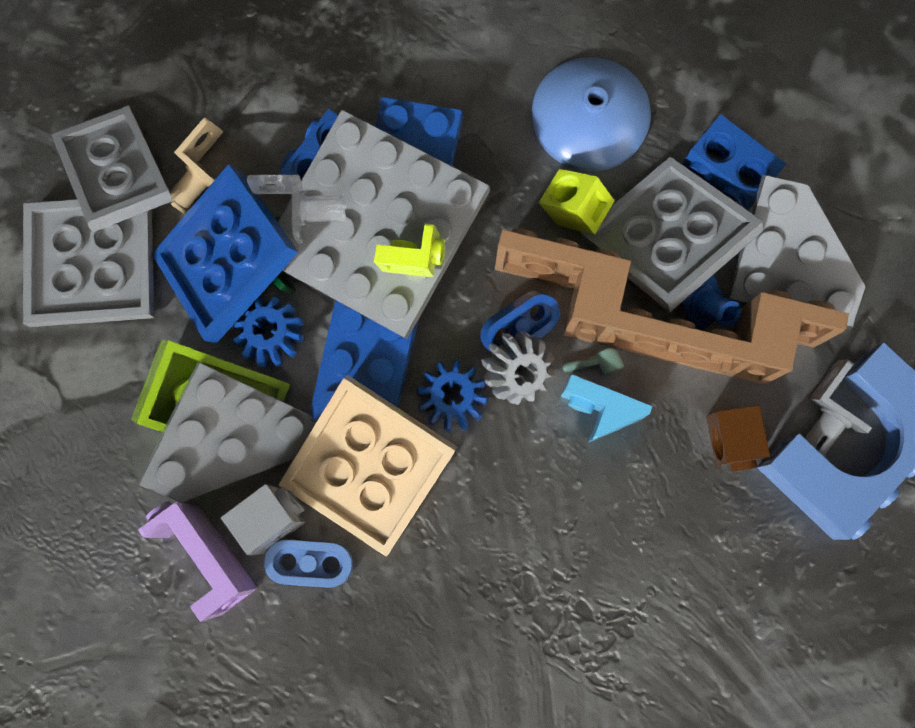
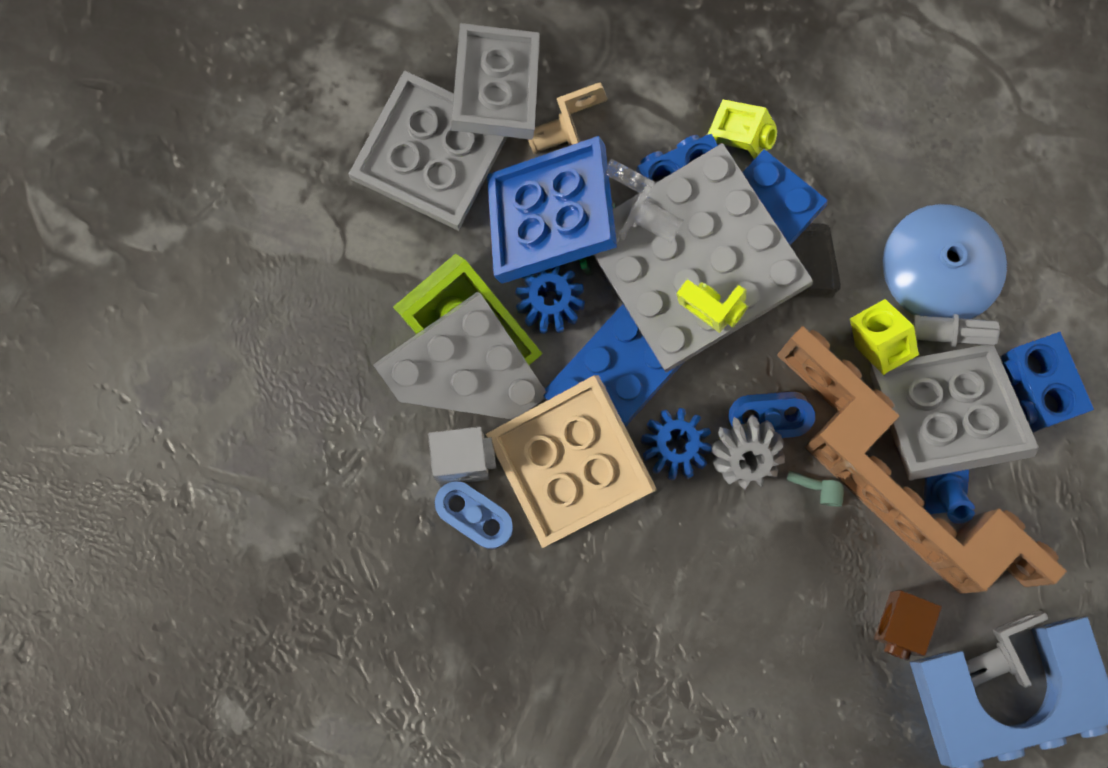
camera: 30 degrees right, 0 degrees up
(208, 551) = (402, 491): lavender panel -> none
(355, 89) = (744, 127): none -> neon yellow bracket
(614, 408) = (812, 536): medium azure slope -> none
(634, 162) = (956, 330): none -> light grey axle
(796, 252) = (1056, 493): light grey plate -> none

